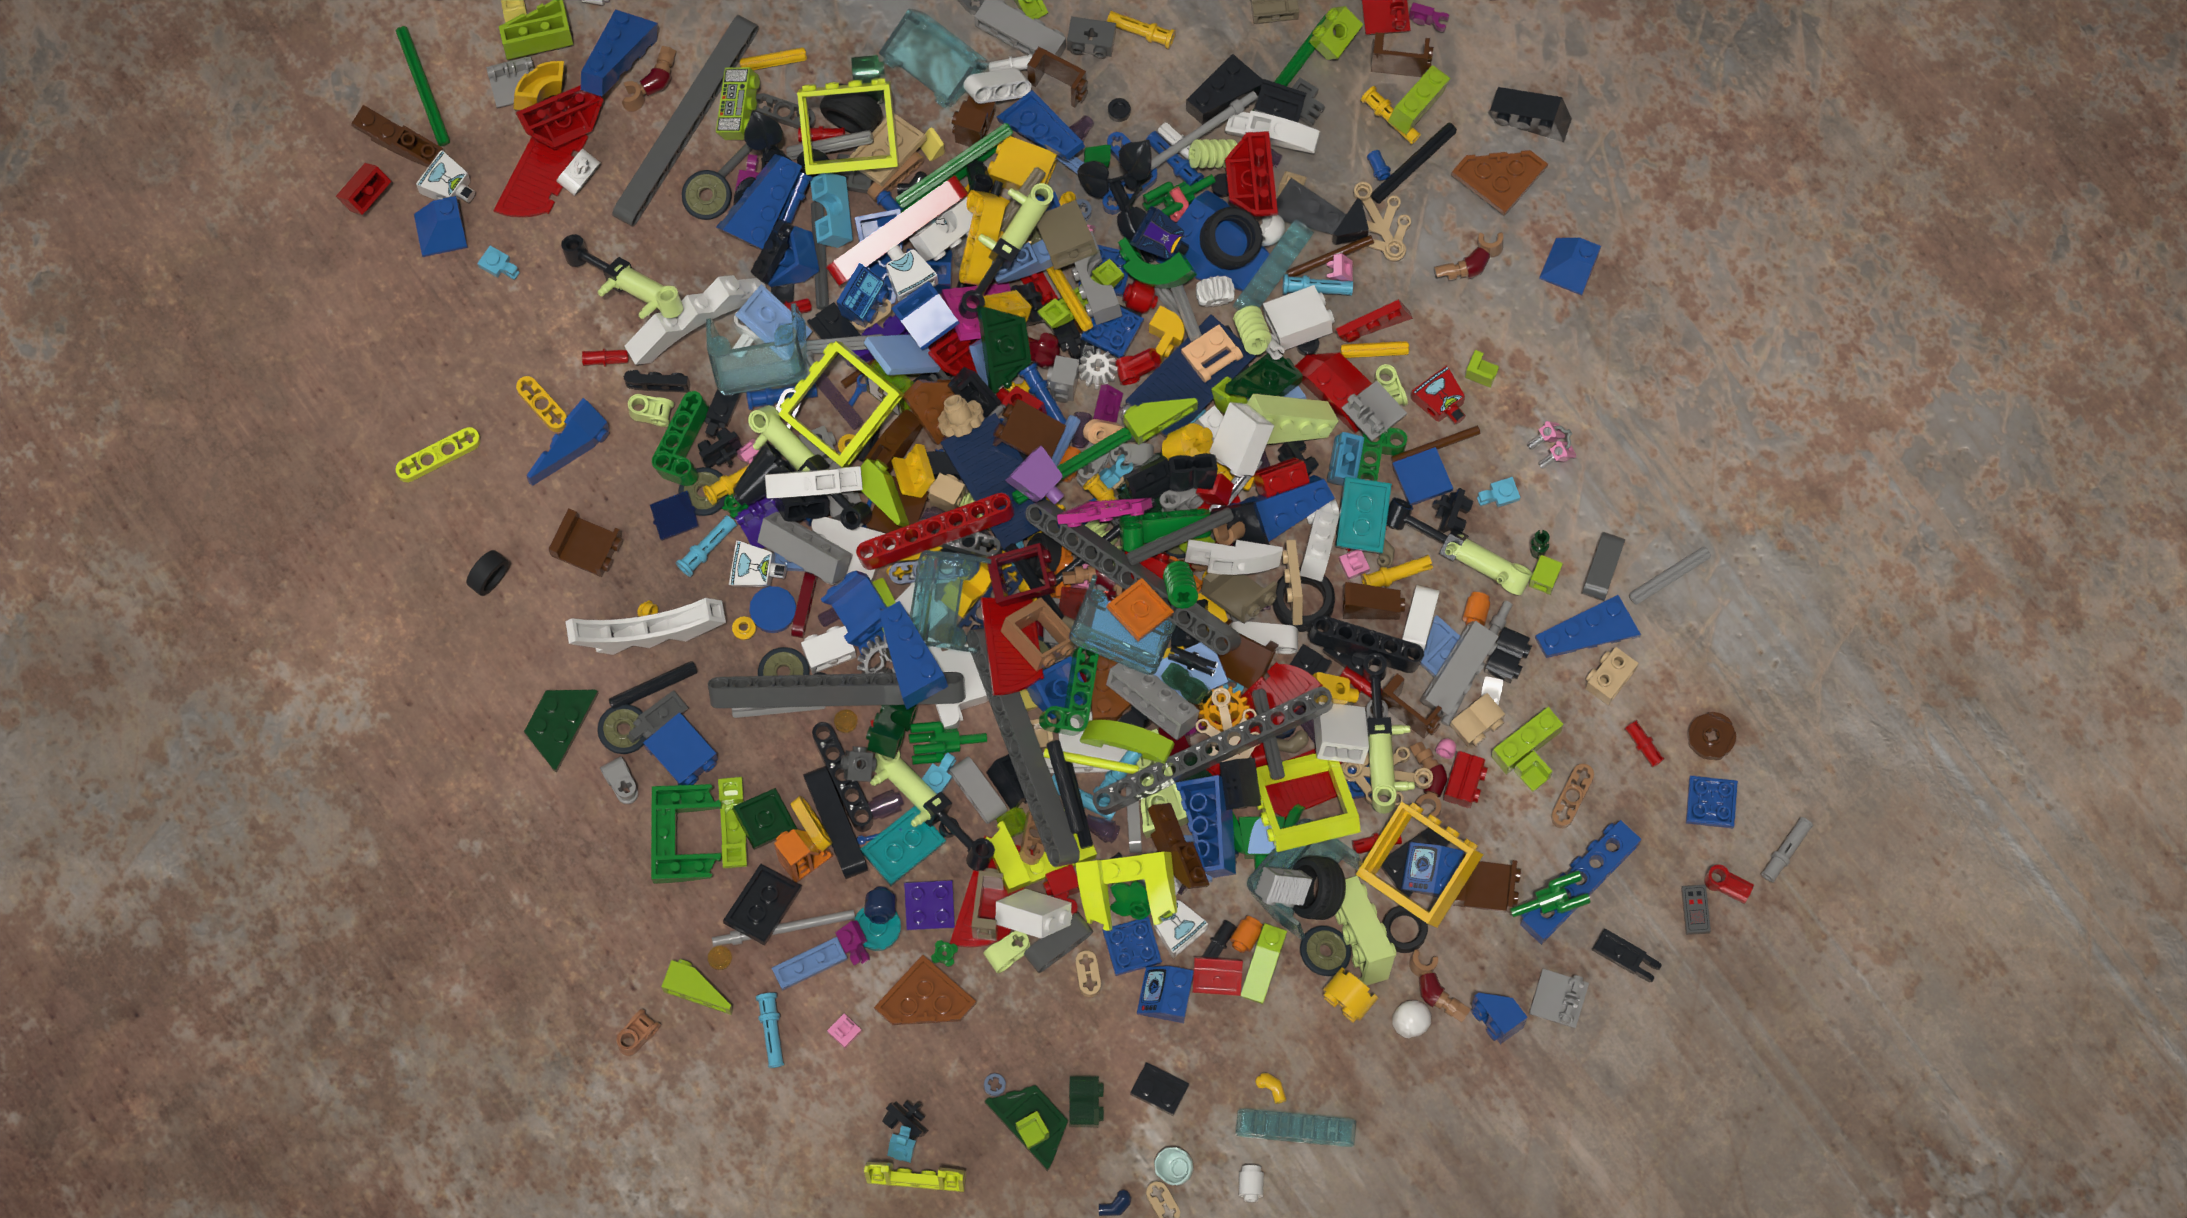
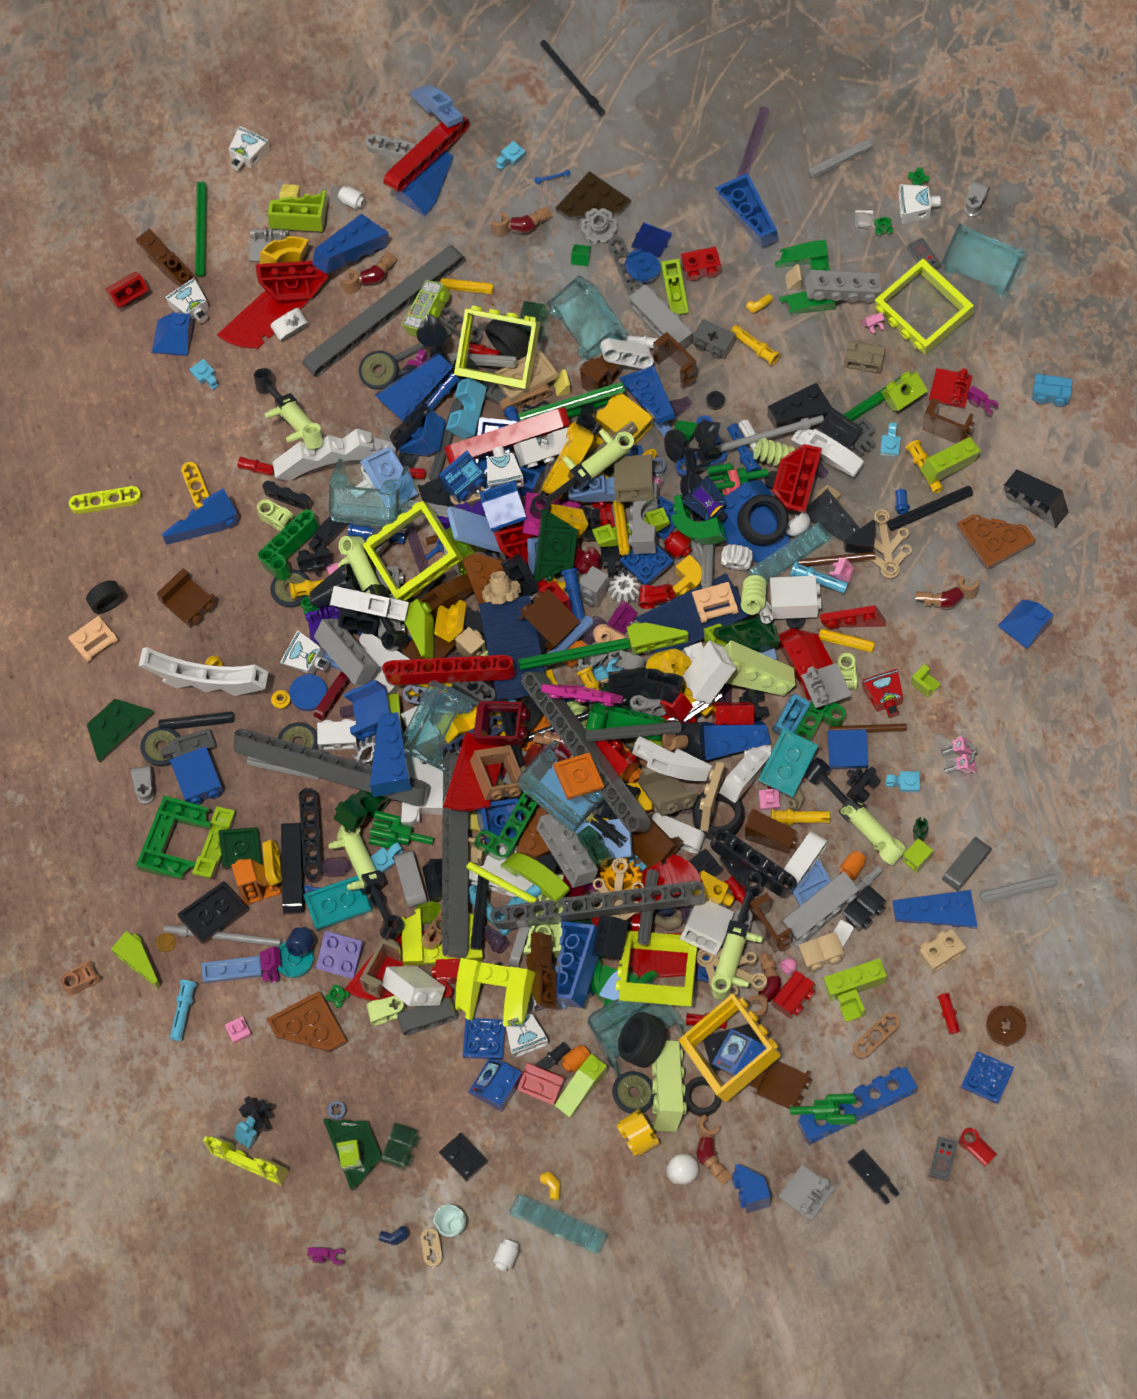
camera: 25 degrees right, 5 degrees down
(485, 622) = (91, 634): none -> light nougat plate
(674, 515) = (261, 599): clear blue piece -> none
(700, 556) = (298, 618): medium azure pin -> none
(845, 721) = (330, 794): clear yellow plate -> none
(864, 770) = (318, 834): dark grey brick -> none
(1037, 477) = (540, 652): medium lavender torso -> none
(1065, 786) = (473, 896): black axle -> none
(1082, 974) = (436, 1048): tan beam -> none
(1130, 900) = (493, 1001): green plate -> none
(1180, 584) = (616, 767): green piece -> none
(1283, 886) = (614, 1028): light grey brick -> none
(1340, 100) = (890, 444): none -> medium azure plate
(1781, 857) = (1027, 1140): light grey pin -> none

